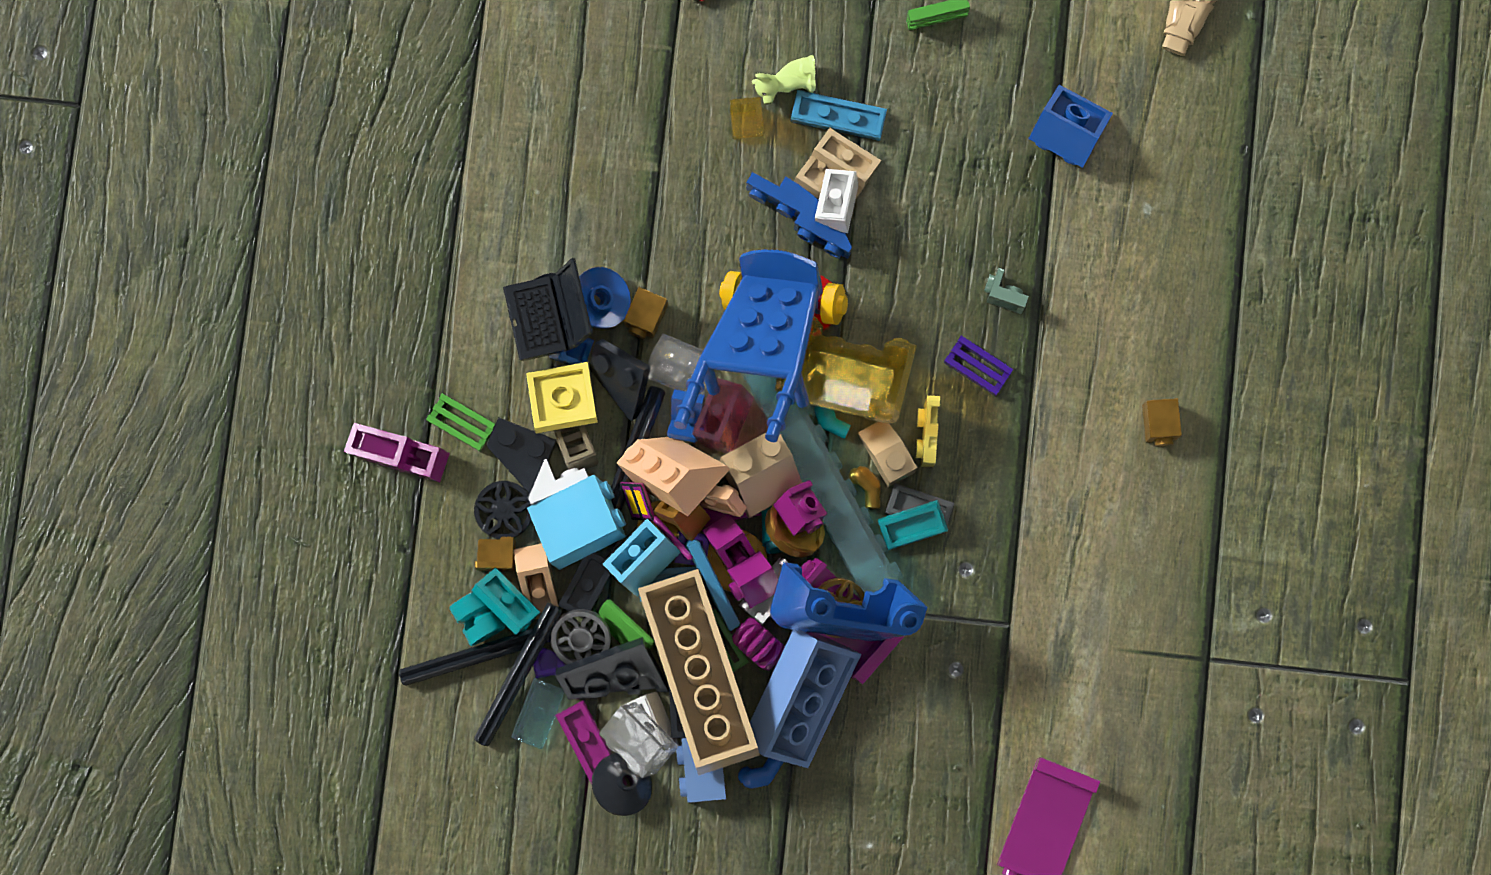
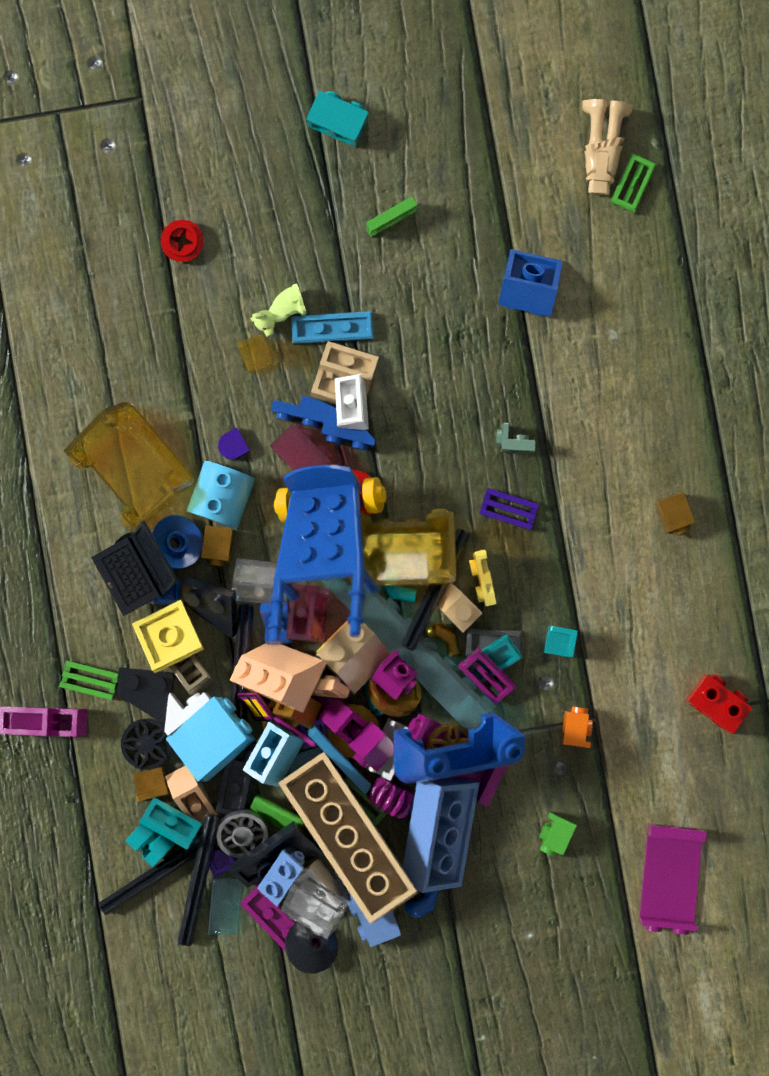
camera: 15 degrees left, 5 degrees up
(575, 197) = (131, 462): none -> clear yellow windscreen
(610, 695) = (281, 876): none -> medium blue hinge
(665, 260) = (221, 494): none -> medium azure brick
(693, 211) = (232, 445): none -> dark purple tile
(762, 231) = (297, 450): none -> clear pink brick
(865, 436) = (430, 600): none -> black axle
(890, 516) = (472, 659): none -> magenta tile
(930, 739) = (556, 835): none -> bright green brick
(986, 626) = (576, 727): none -> orange brick
(995, 525) = (560, 641): none -> teal panel
(1154, 644) = (719, 703): none -> red brick
(1198, 70) = (623, 203): none -> bright green tile

